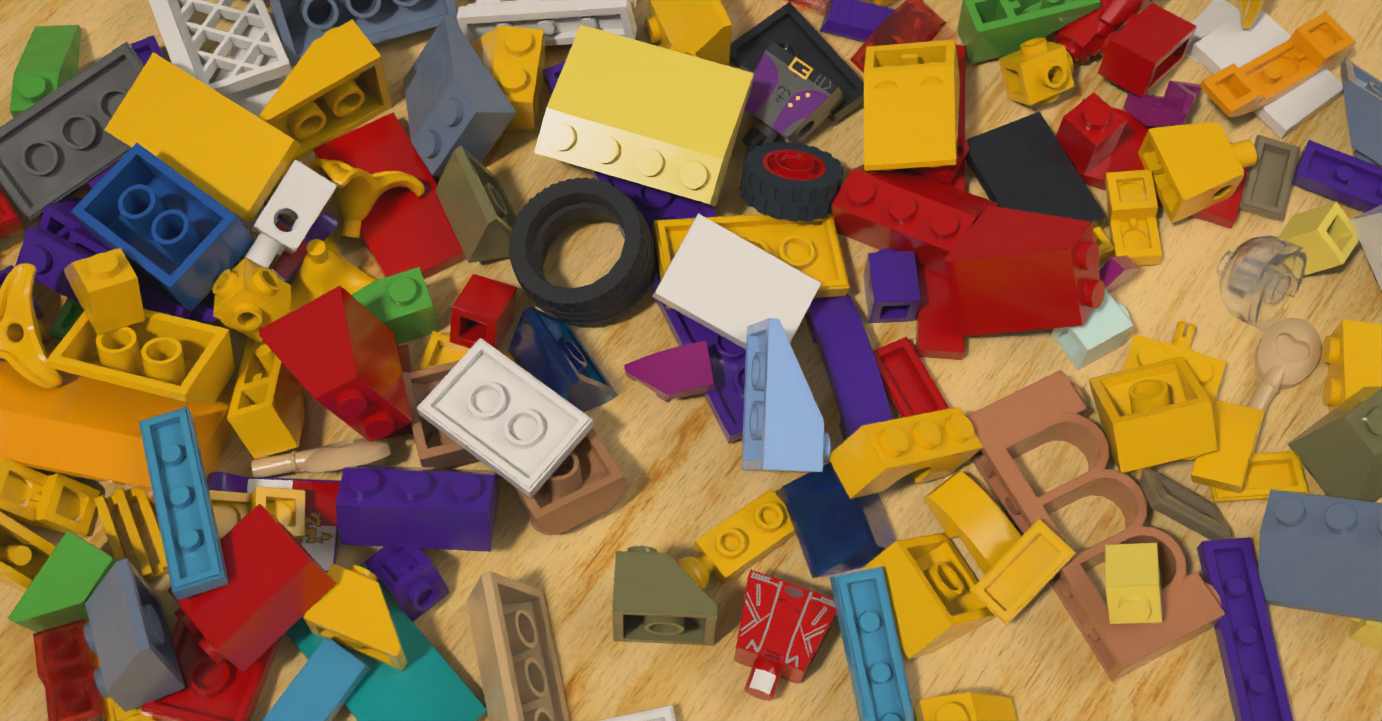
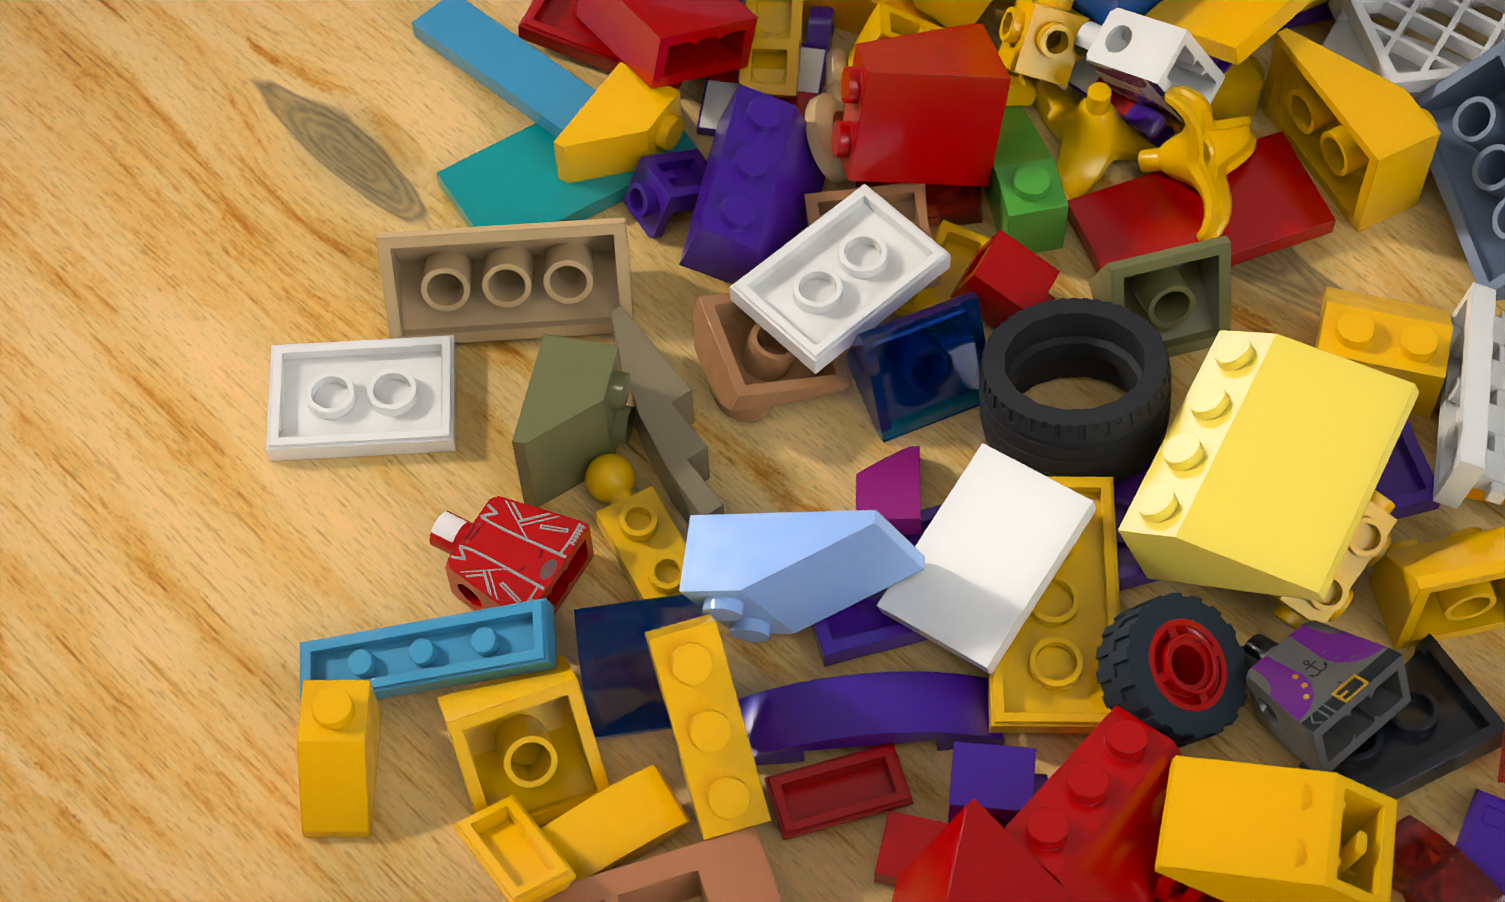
camera: 105 degrees right, 5 degrees down
(453, 100) = (1299, 269): sand blue slope -> none
(661, 529) = (664, 419): none -> dark tan slope

